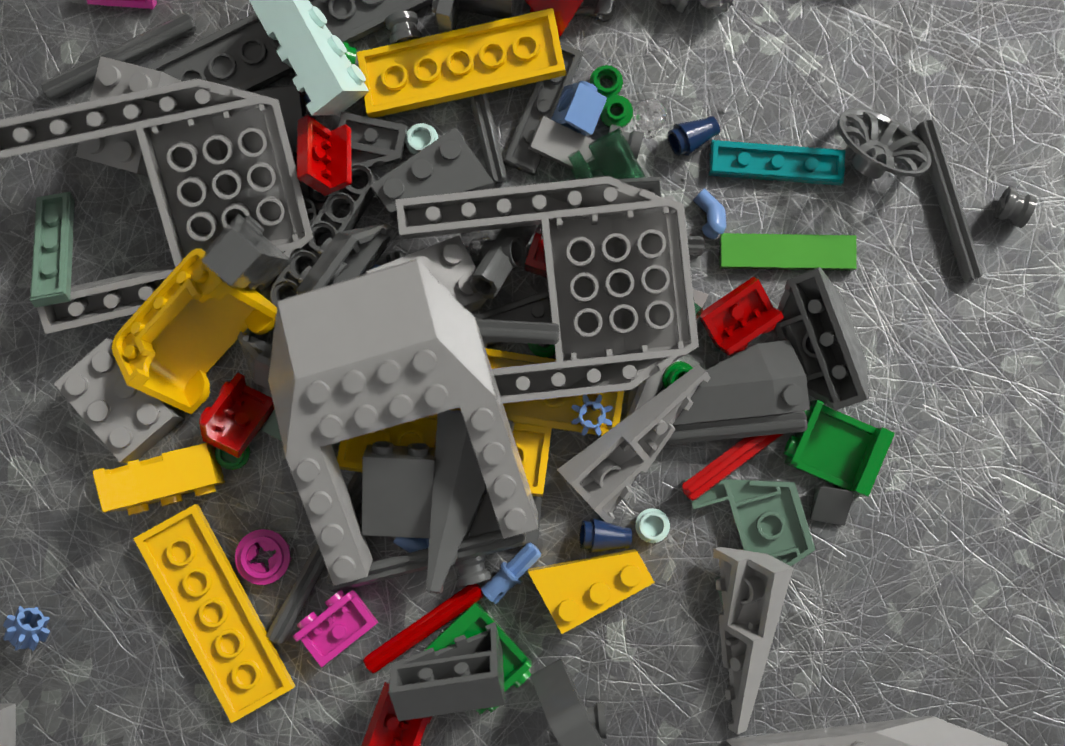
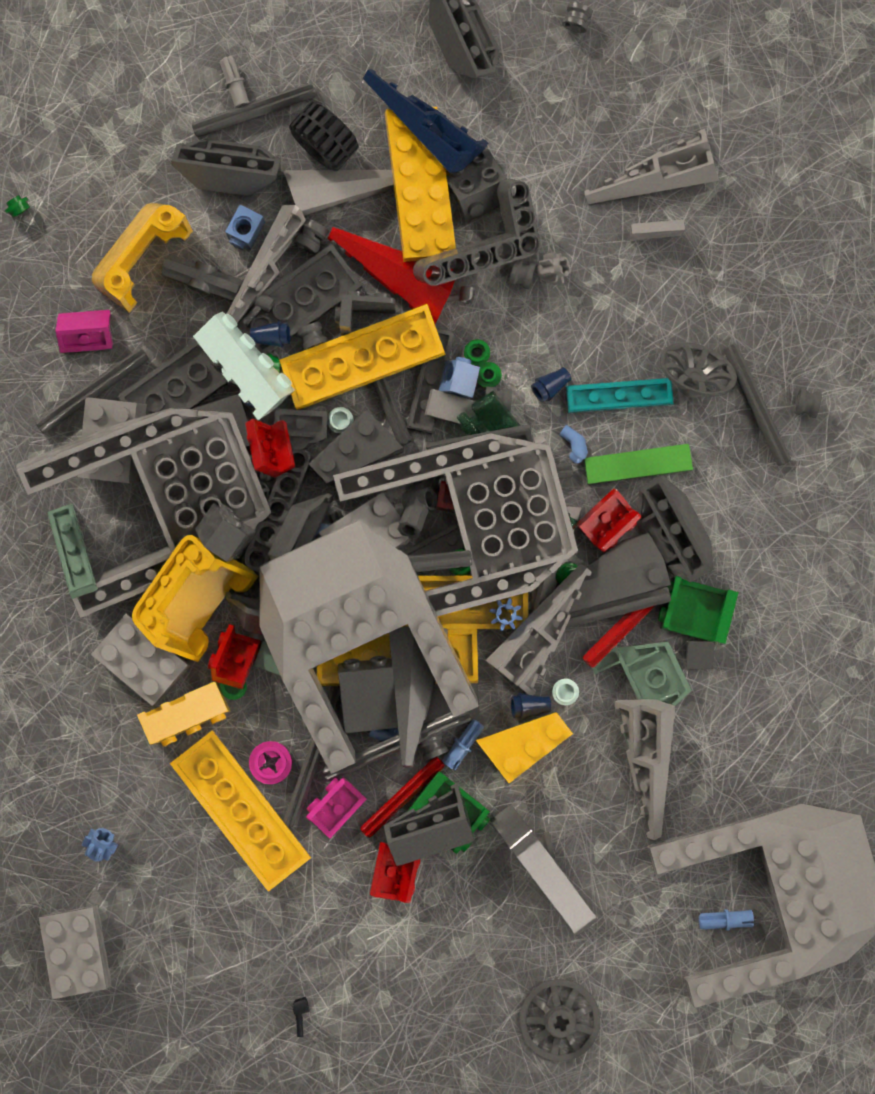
camera: 10 degrees left, 0 degrees up
(352, 16) = (272, 334): none -> dark blue cone

